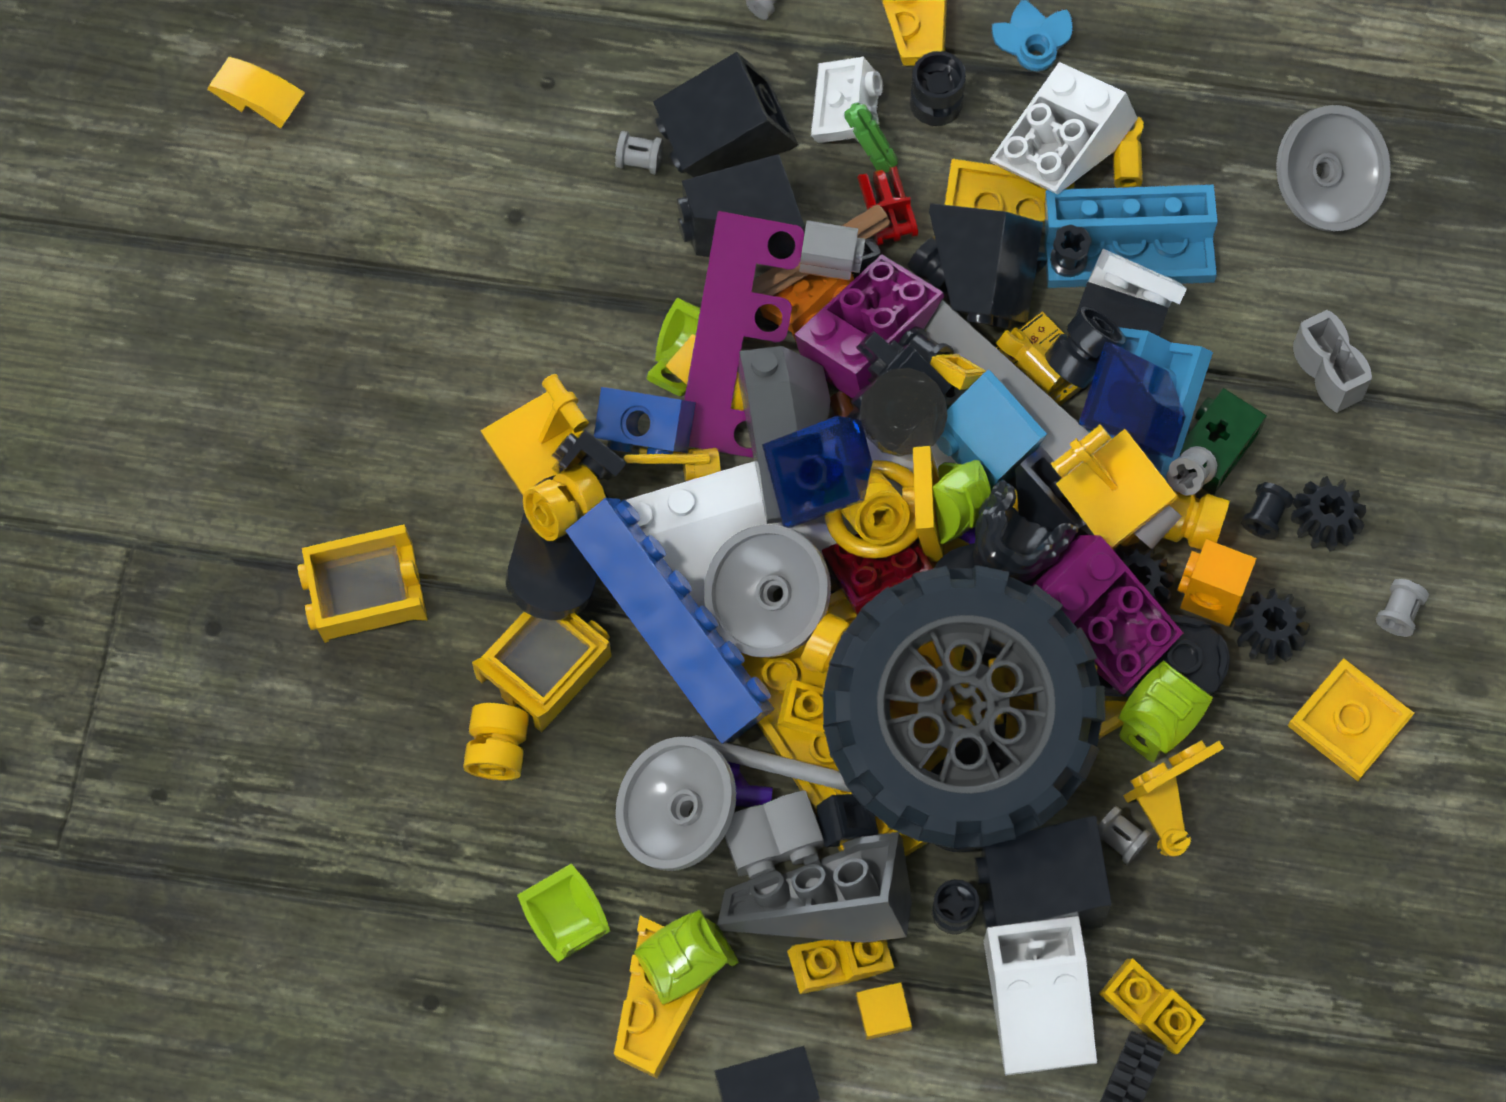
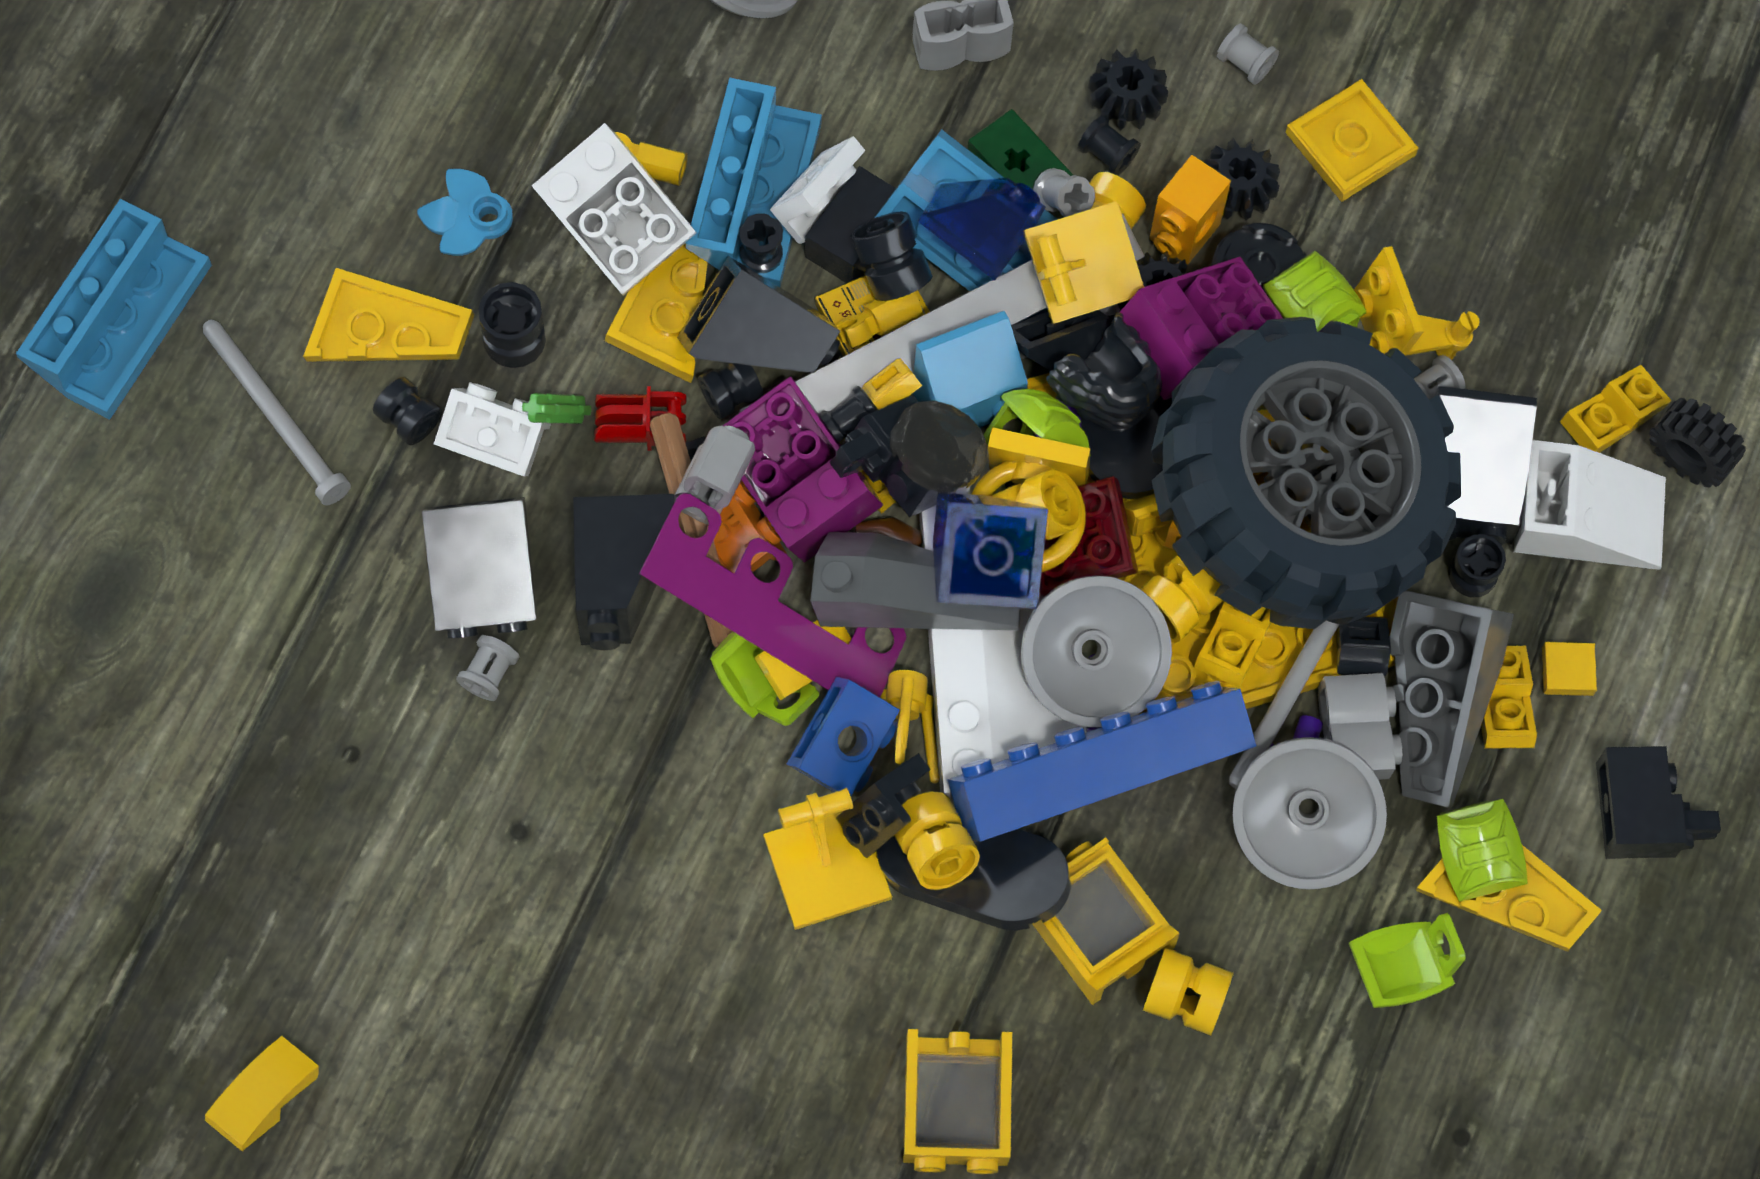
camera: 80 degrees left, 0 degrees up
(843, 34) = (407, 411): none -> black wheel

